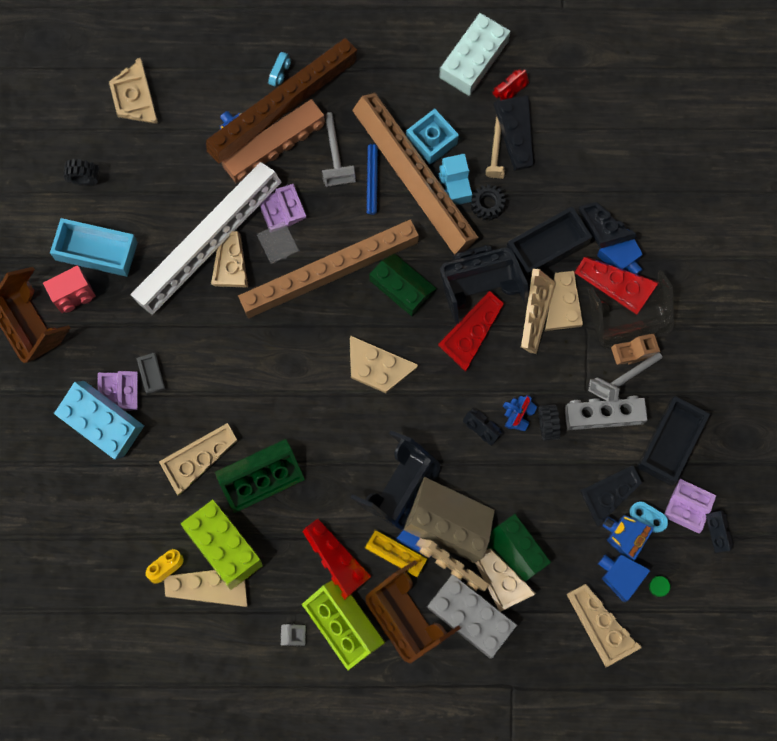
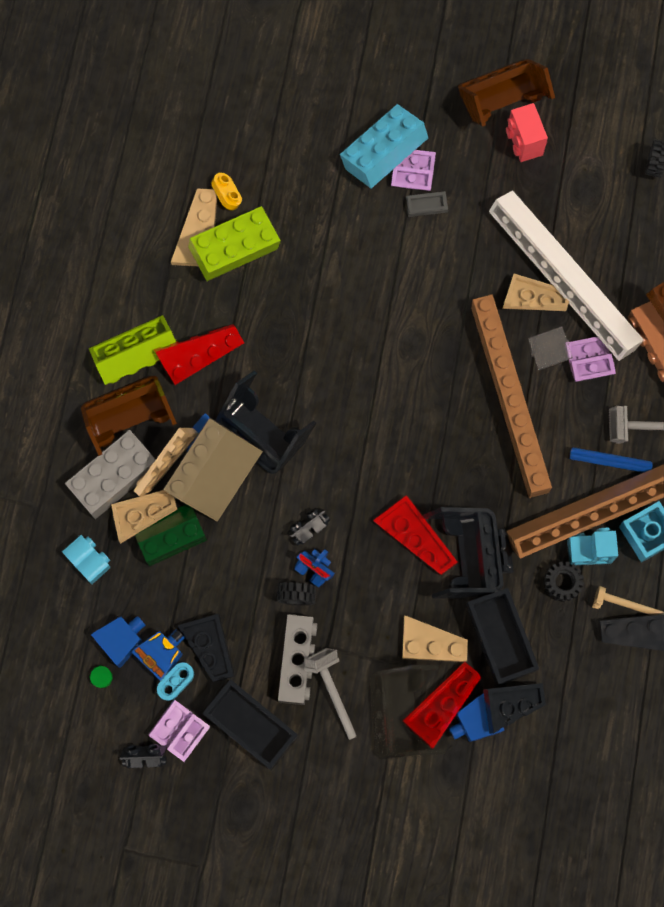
camera: 105 degrees right, 0 degrees up
(94, 247) = (570, 162): medium azure piece -> none
(193, 460) = (329, 235): tan wing -> none
(259, 476) = (298, 292): dark green slope -> none
(293, 635) = (134, 302): light grey slope -> none
(376, 366) = (394, 429): tan wing -> none
(395, 552) = (193, 409): yellow plate -> none
(401, 283) = (482, 470): dark green slope -> none
(537, 308) = (428, 608): tan wing -> none
(556, 623) = (87, 559): none -> medium azure brick
(604, 631) = (68, 608): tan wing -> none
(636, 350) = (360, 706): medium nougat brick -> none

